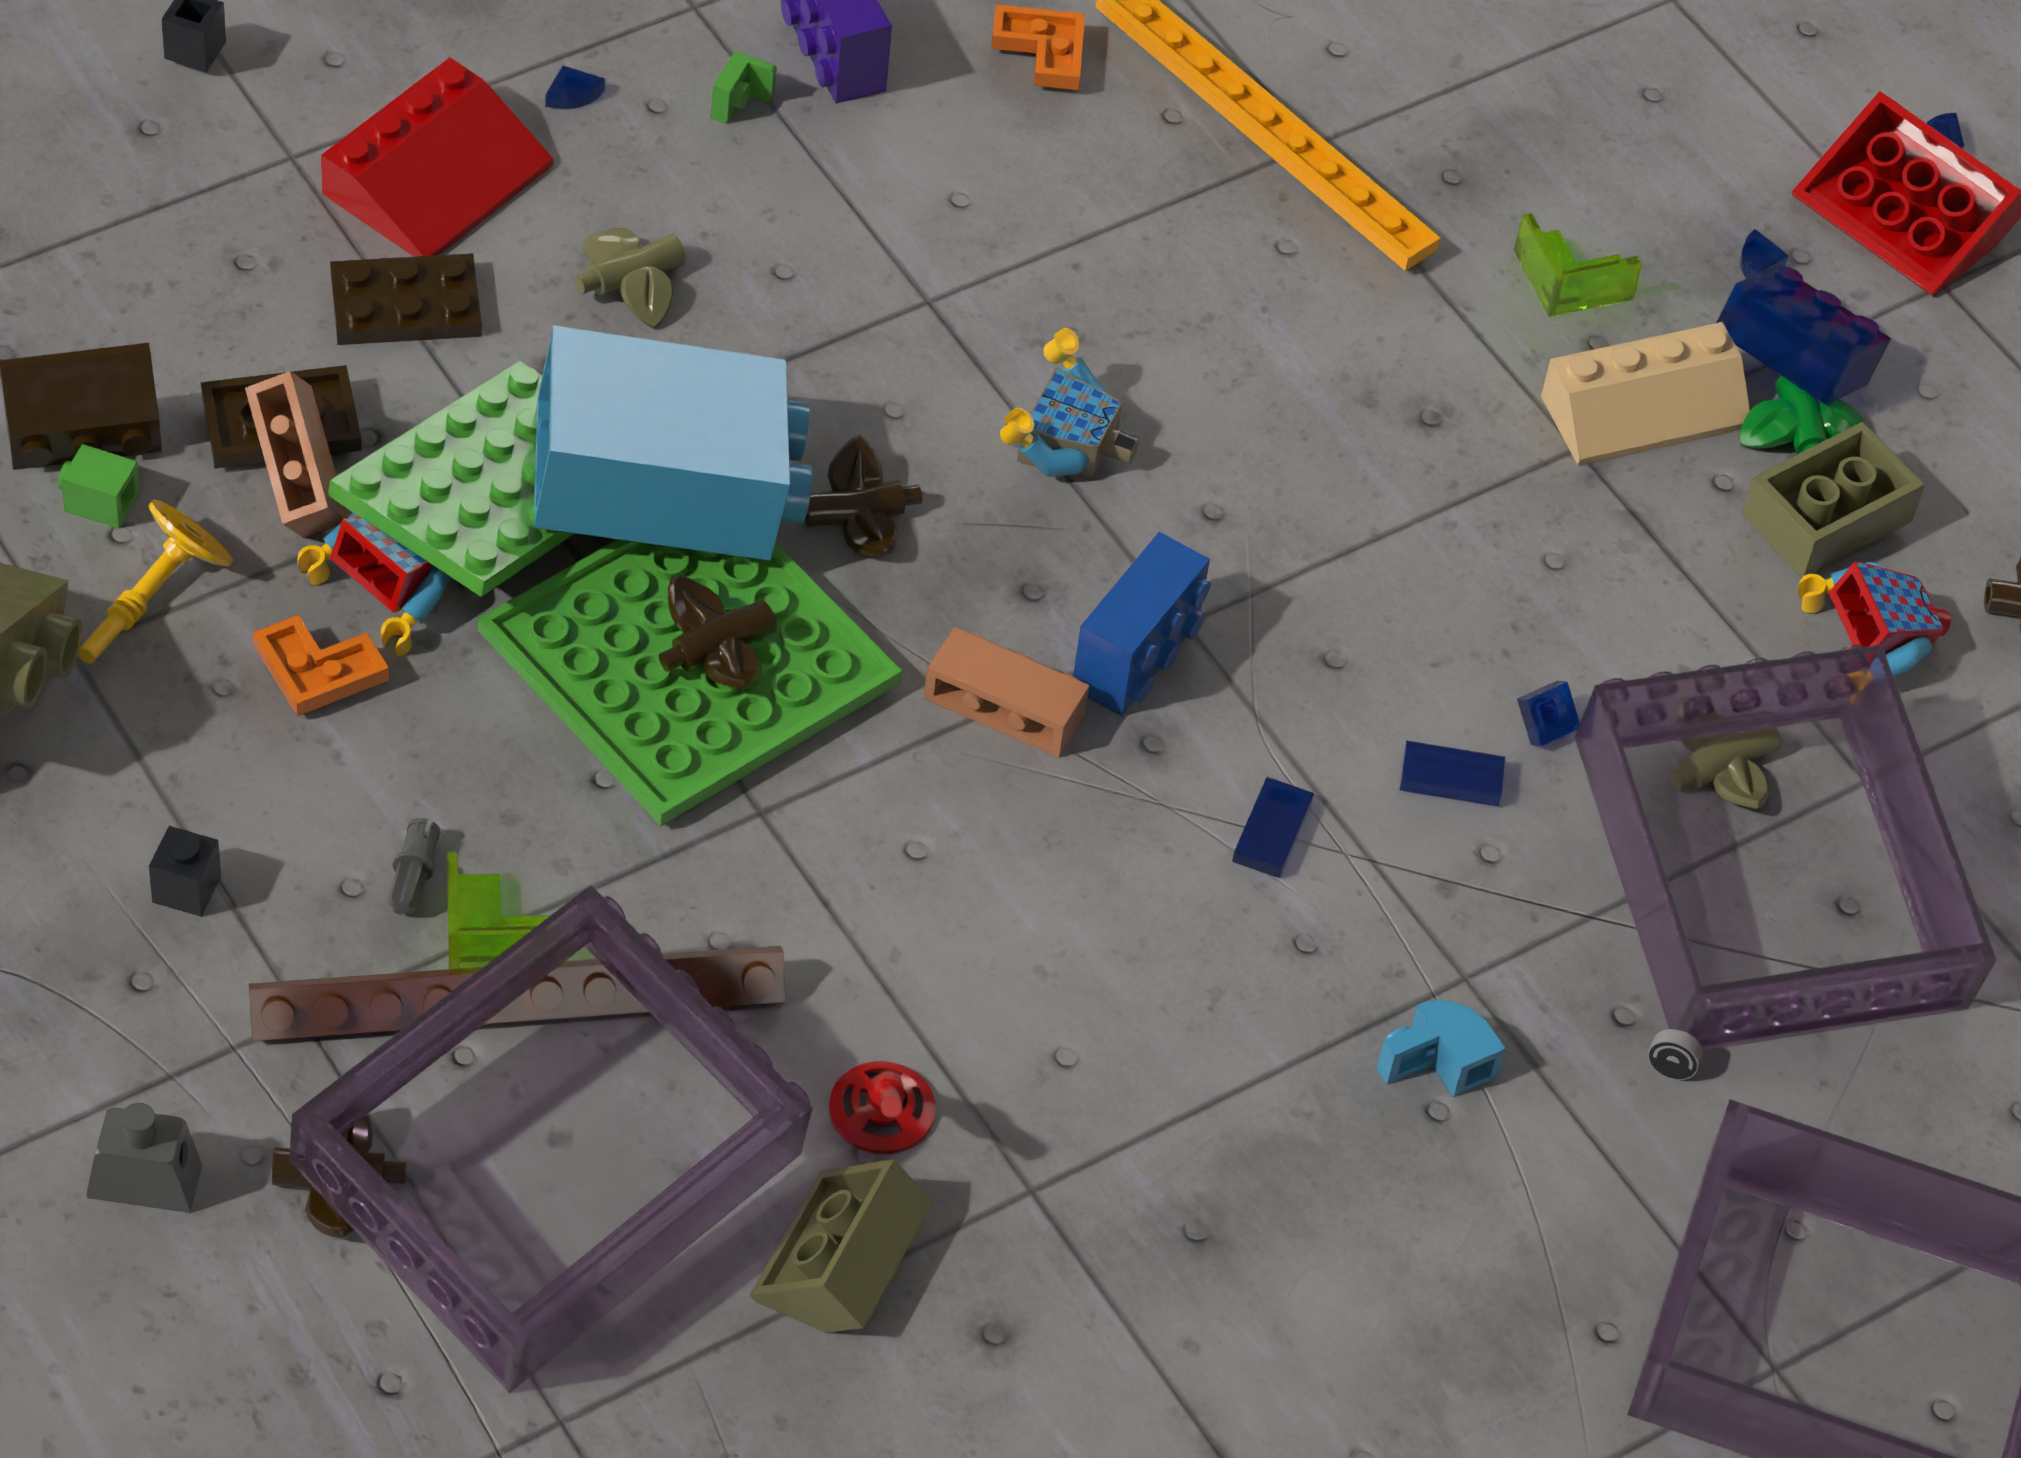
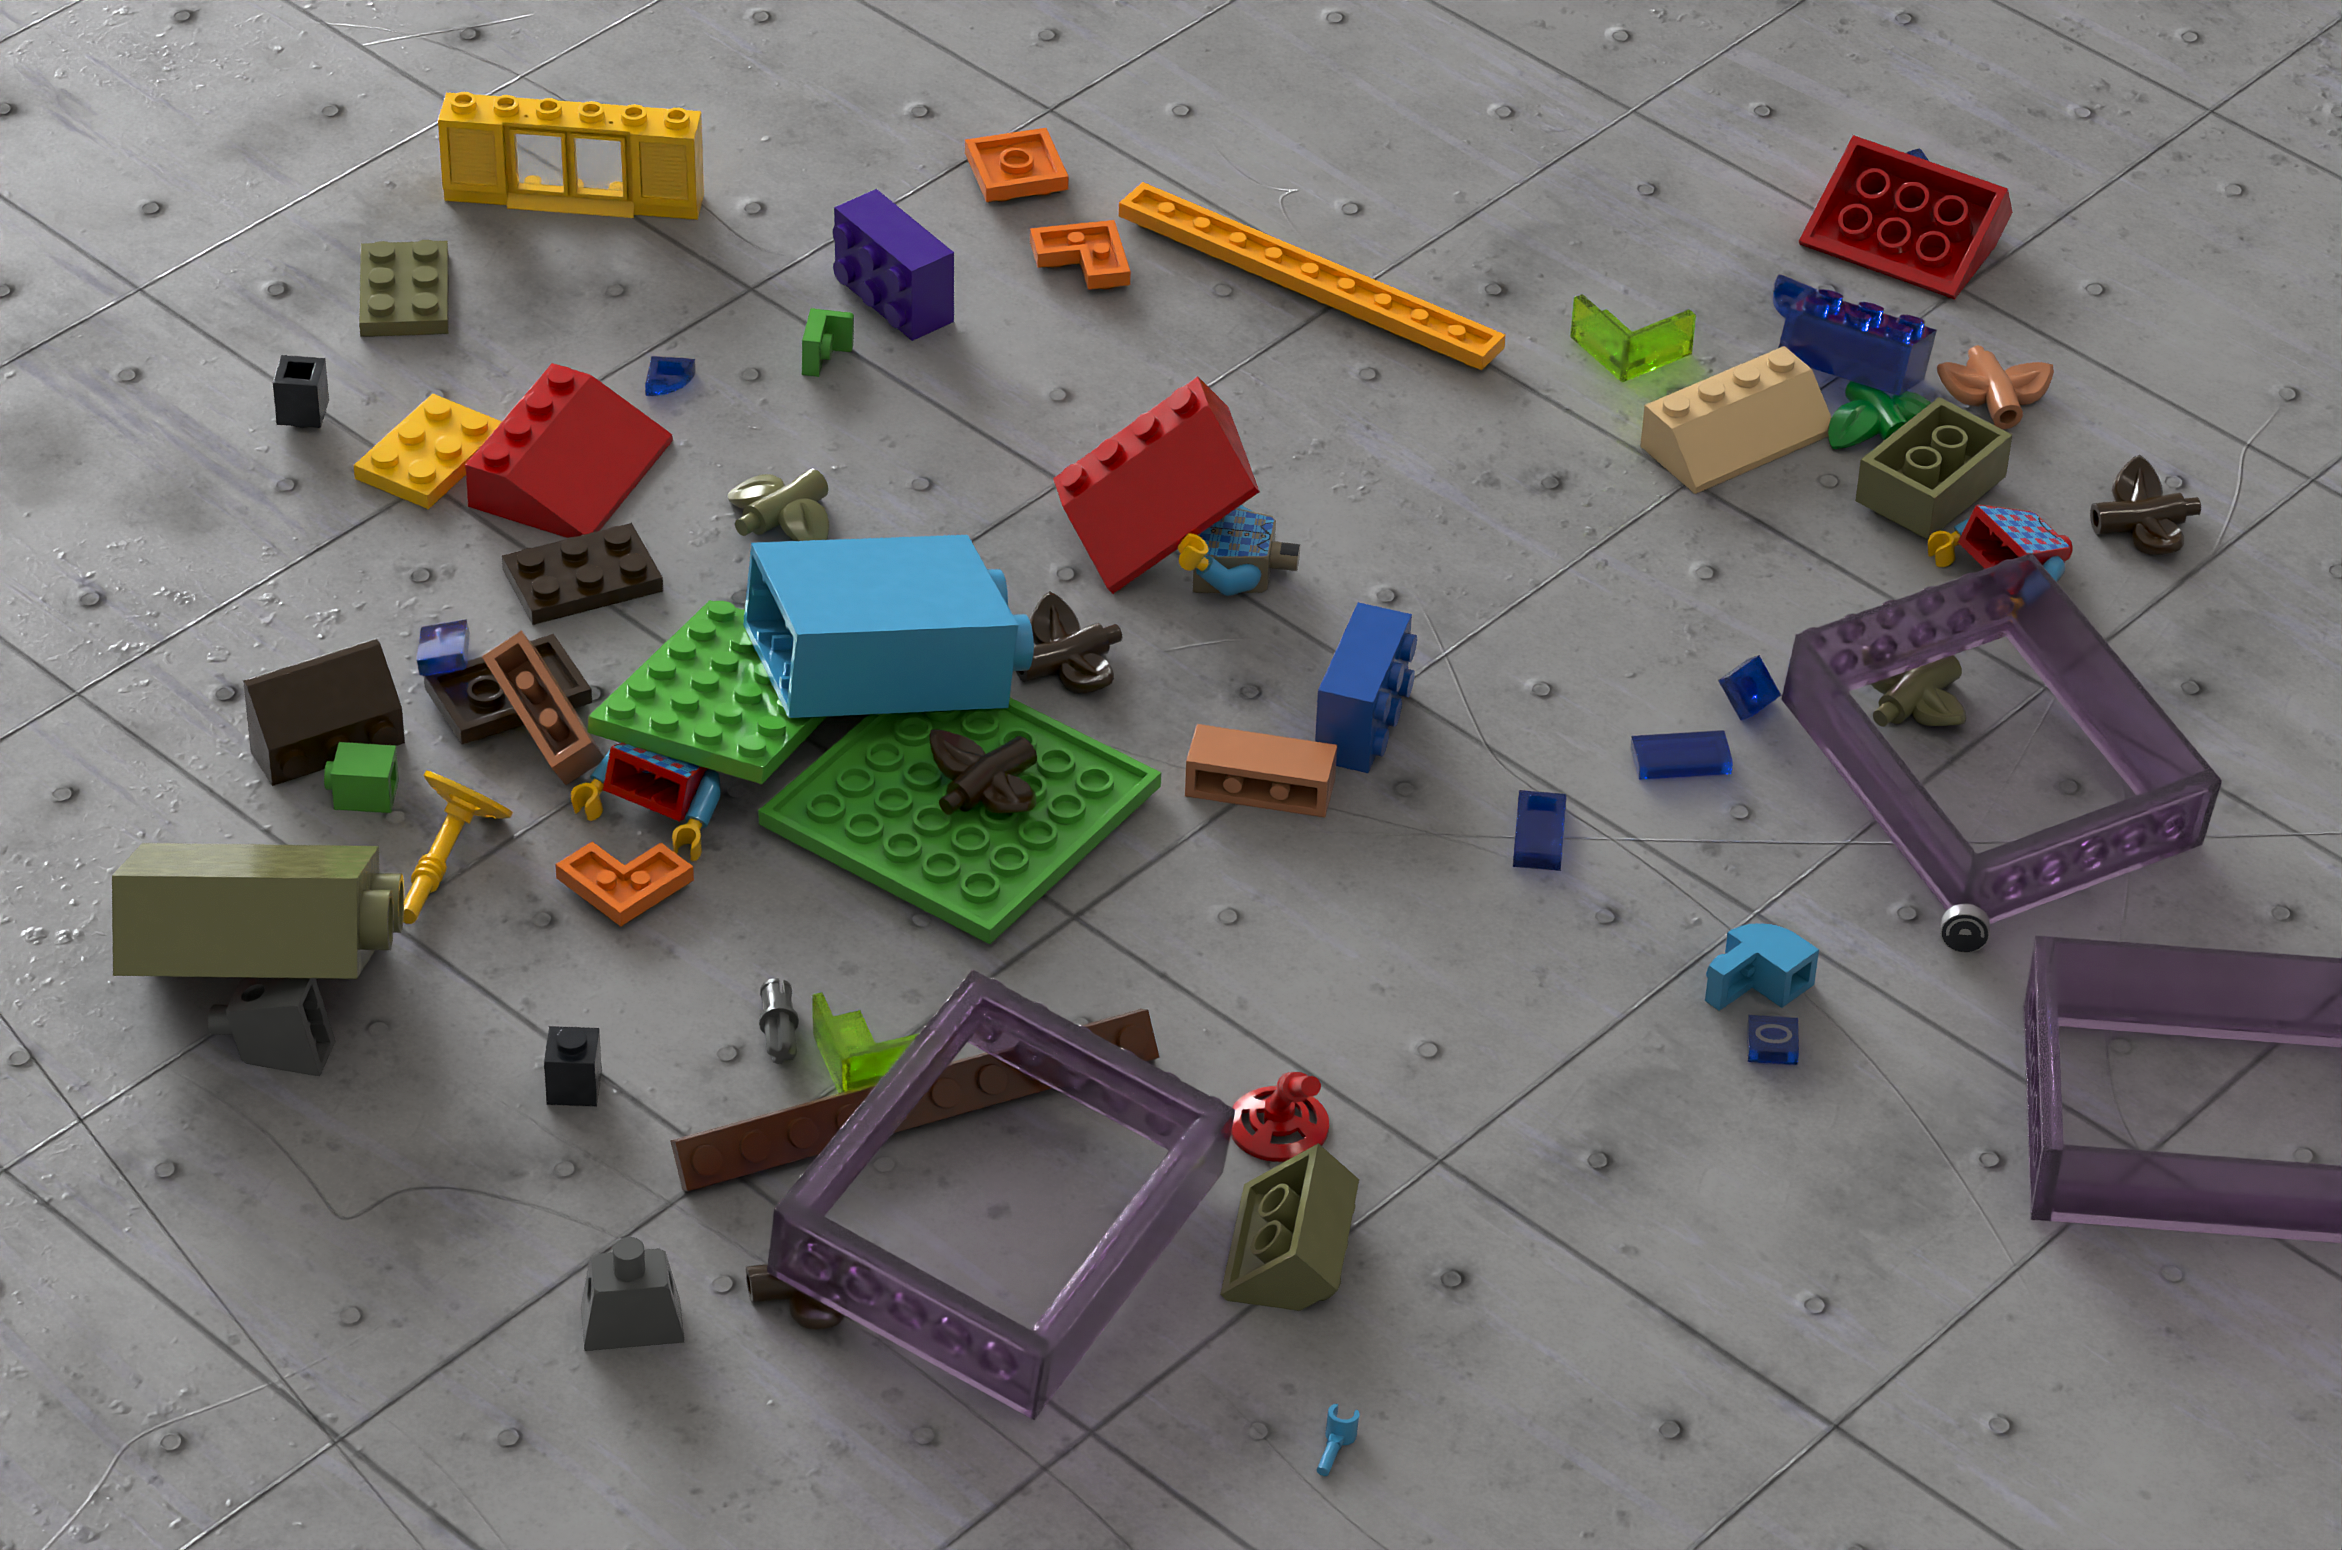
camera: 10 degrees left, 10 degrees down
(230, 355) = (443, 647): none -> clear blue tile
(300, 122) = (426, 451): none -> yellow plate
(1007, 340) = (1157, 483): none -> red slope
(1428, 1135) = (1772, 1039): none -> clear blue tile
(1936, 413) = (1988, 383): none -> nougat plant

